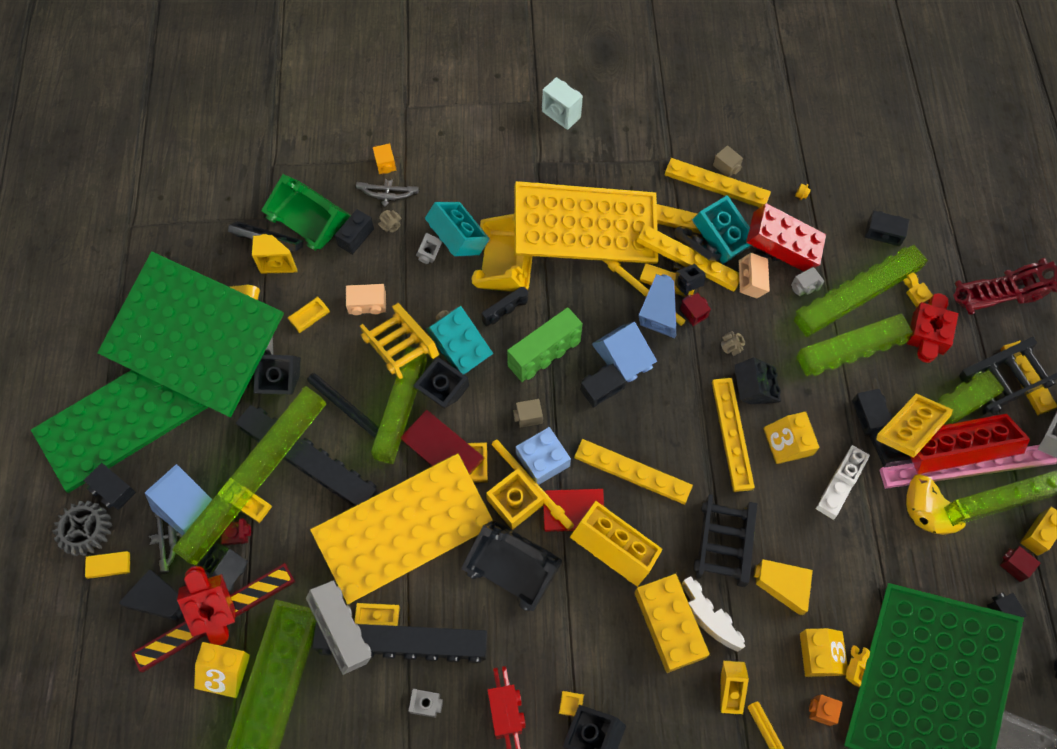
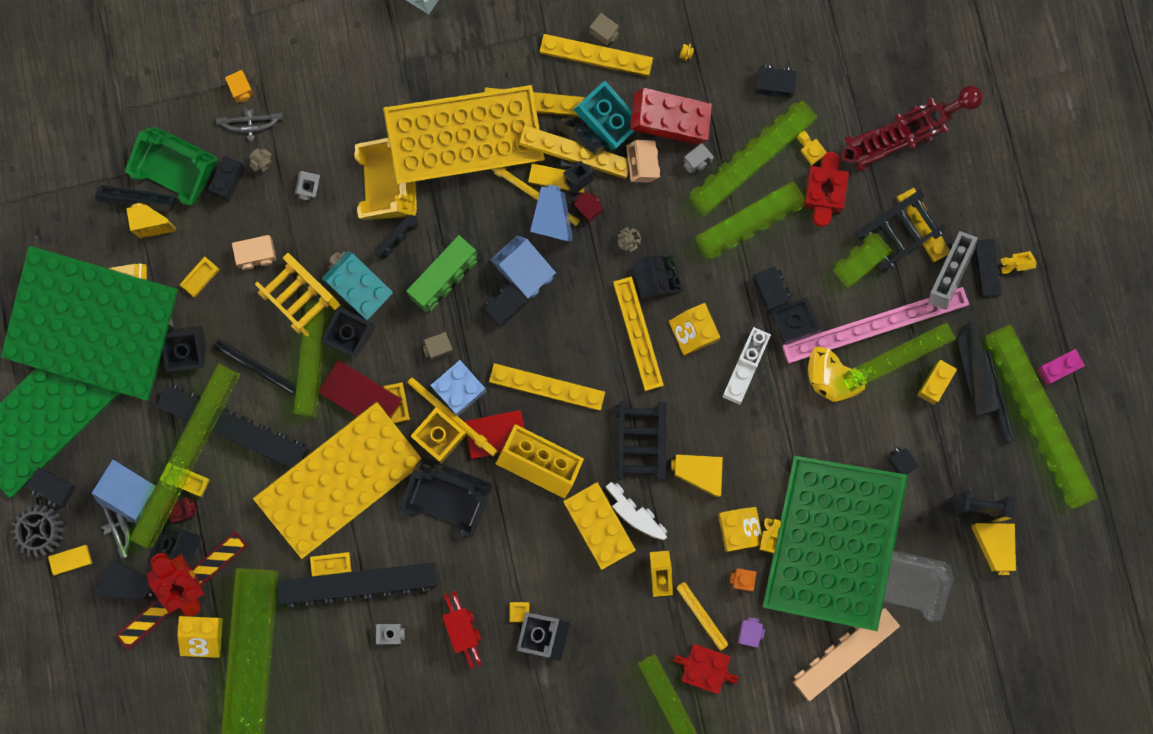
camera: 10 degrees left, 15 degrees up
(338, 627) = (298, 583): light grey brick -> none
(457, 228) = (332, 160): teal brick -> none
(914, 425) = (809, 300): yellow plate -> none
(971, 443) = (858, 308): red arch -> none
(1019, 563) = (914, 417): dark red brick -> none

